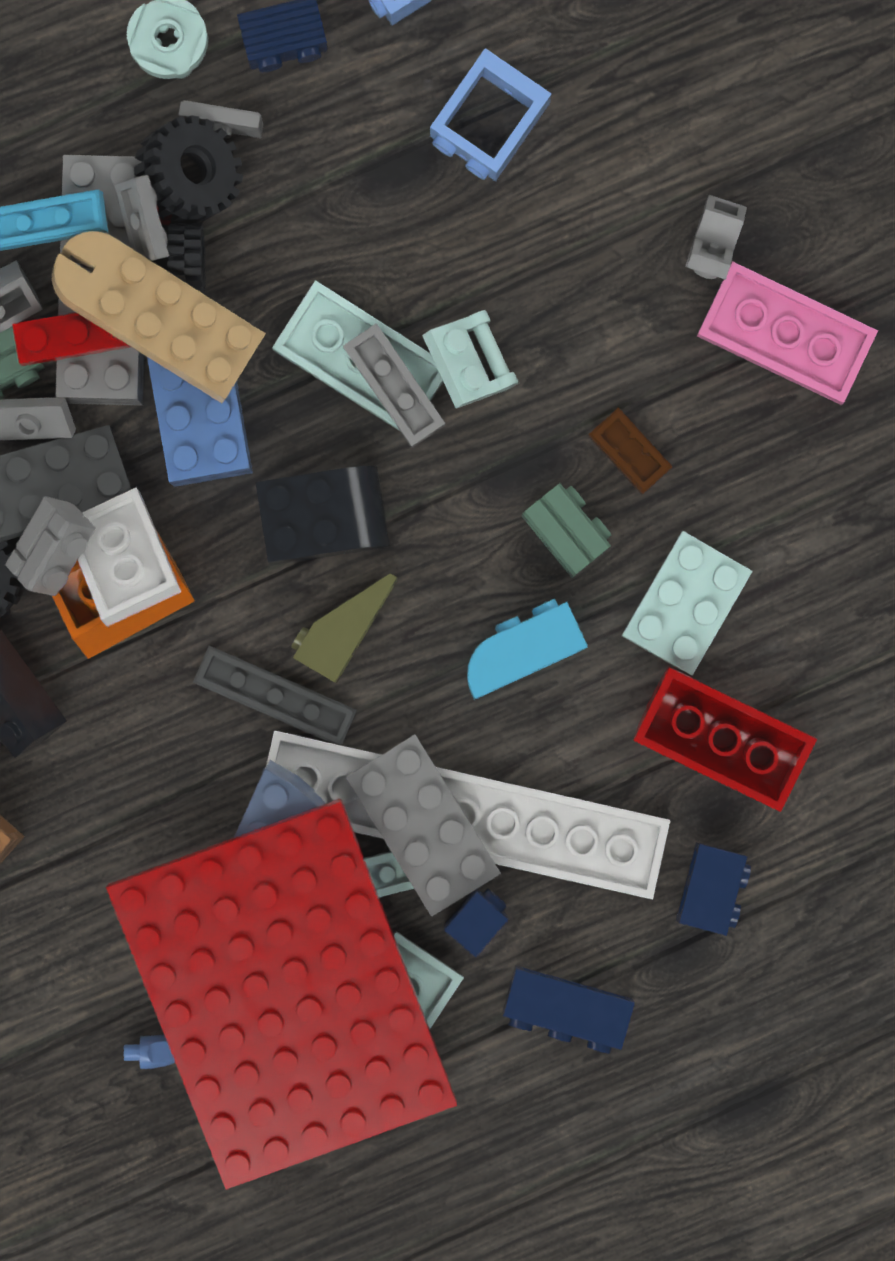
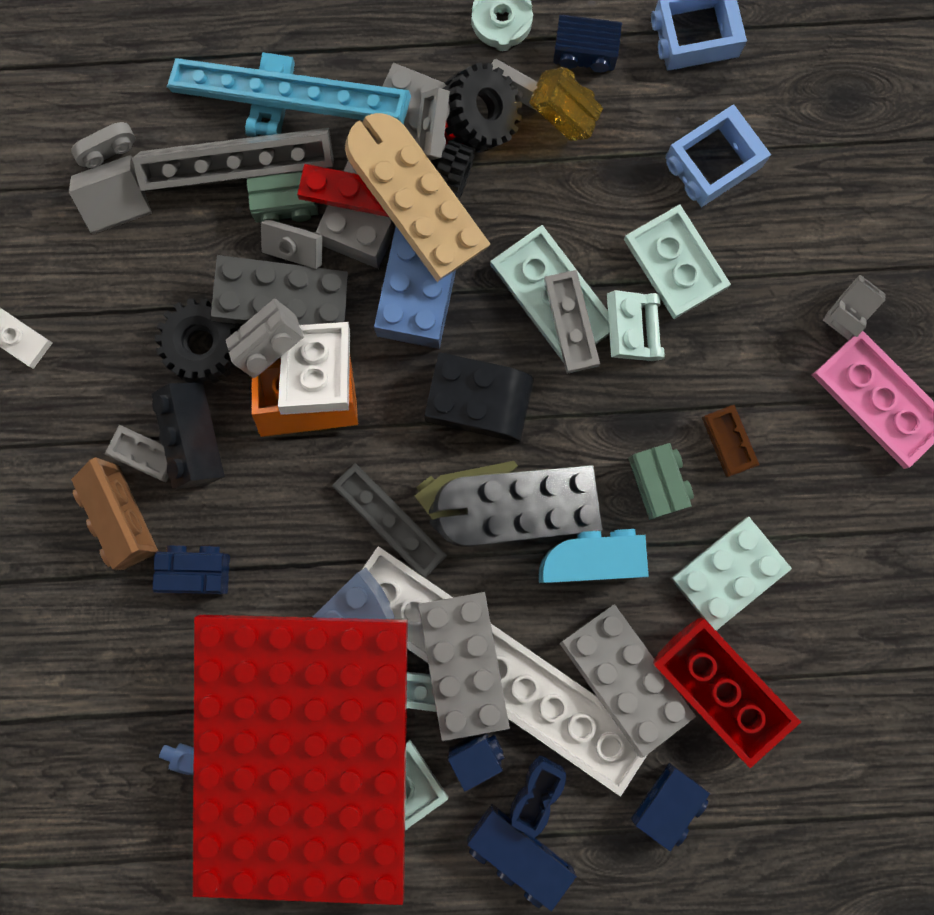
camera: 25 degrees right, 5 degrees down
(73, 843) = (191, 572): none -> dark blue brick
(288, 124) = (566, 104): none -> clear yellow brick
(416, 622) = (518, 506): none -> plate
(490, 262) = (677, 261): none -> light aqua plate
(558, 947) = (532, 803): none -> dark blue brick
(611, 770) = (627, 681): none -> light grey plate

